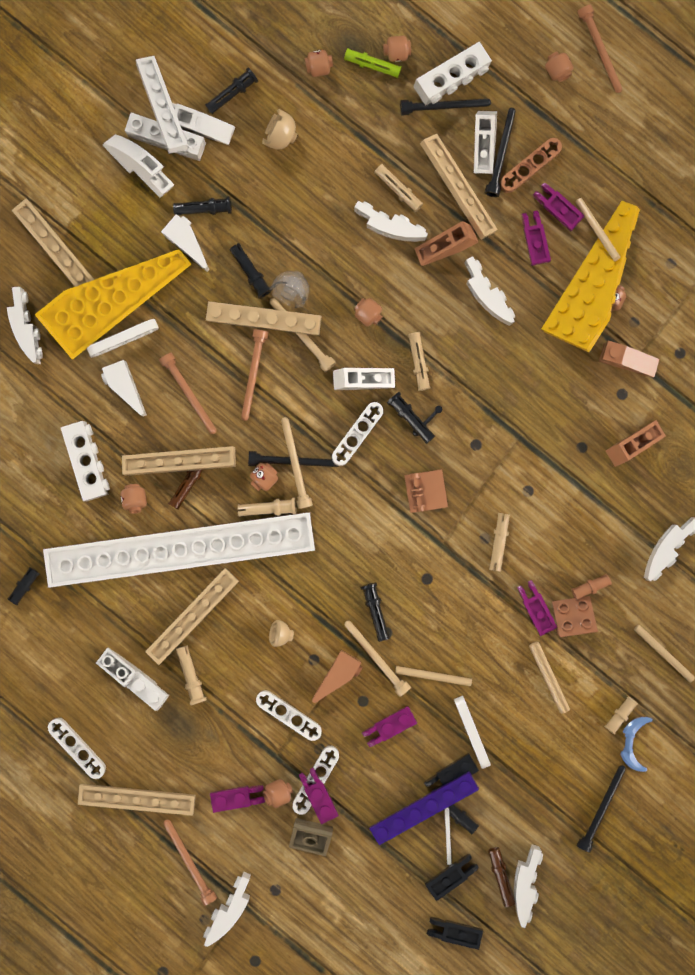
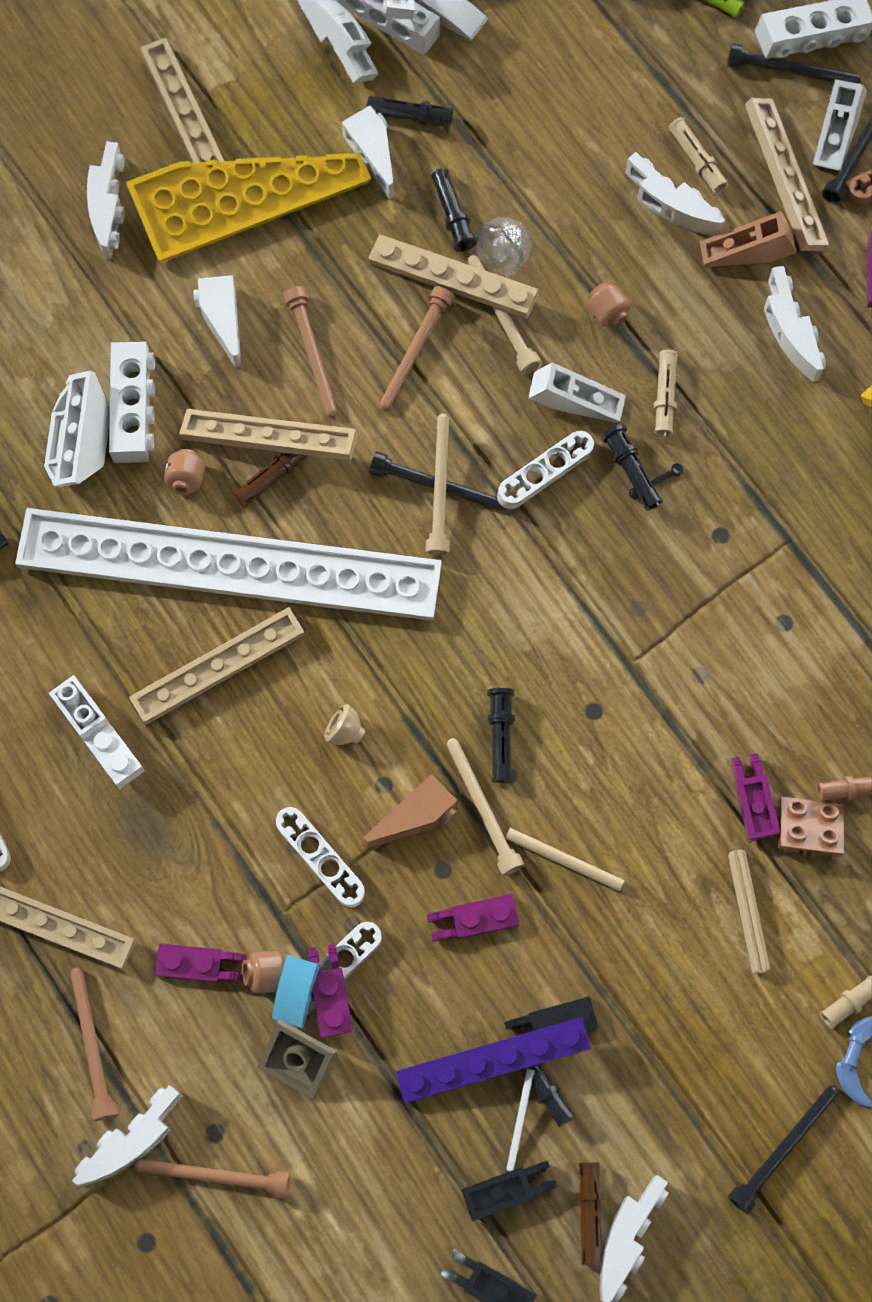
camera: 15 degrees right, 15 degrees down
(59, 493) = (78, 431): none -> white wedge
(122, 338) = (240, 251): white beam -> none
(192, 684) = (186, 766): tan pin -> none
(263, 477) = (387, 491): nougat head -> none
(277, 507) = (392, 541): tan pin -> none
(280, 131) = (551, 40): tan cylinder -> none
(298, 802) = (294, 991): none -> medium azure slope
(318, 911) = (275, 1184): none -> nougat piece
(426, 491) = (627, 579): nougat hinge -> none
(472, 732) = (603, 962): white beam -> none
(499, 541) = (726, 671): tan pin -> none

